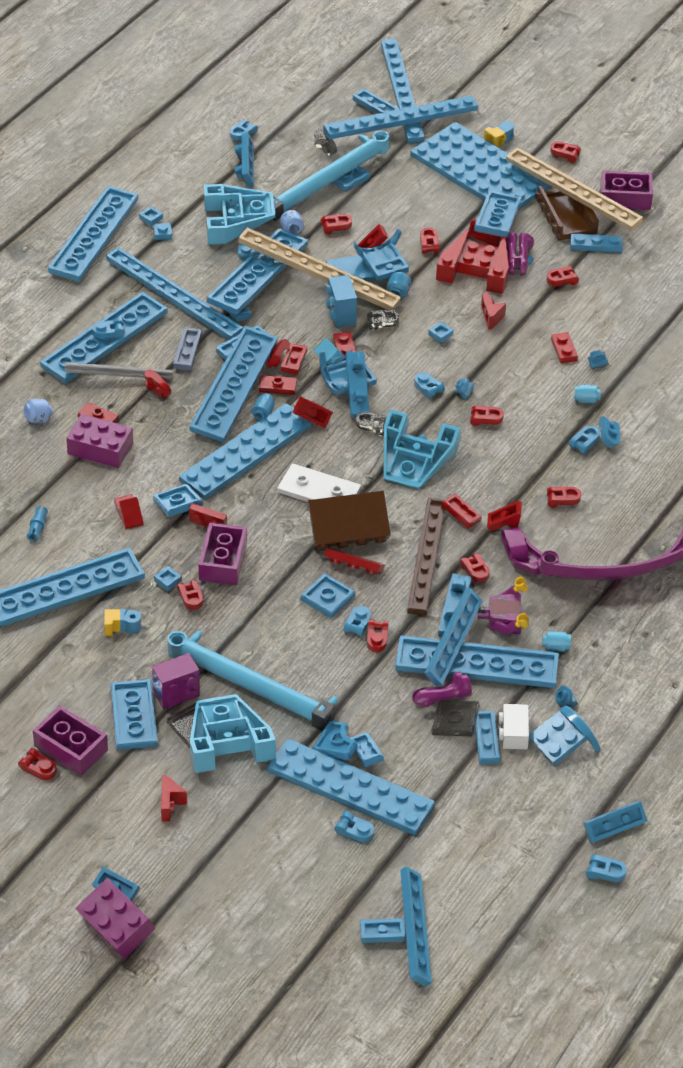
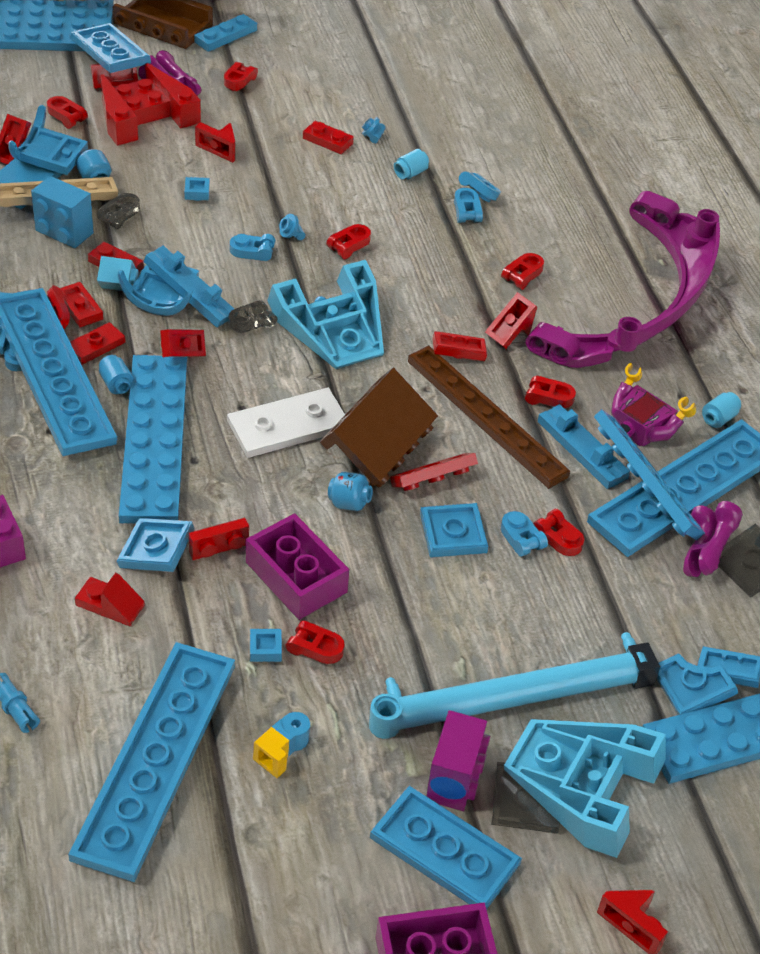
camera: 50 degrees left, 0 degrees up
(298, 540) = (350, 491): none -> dark azure head

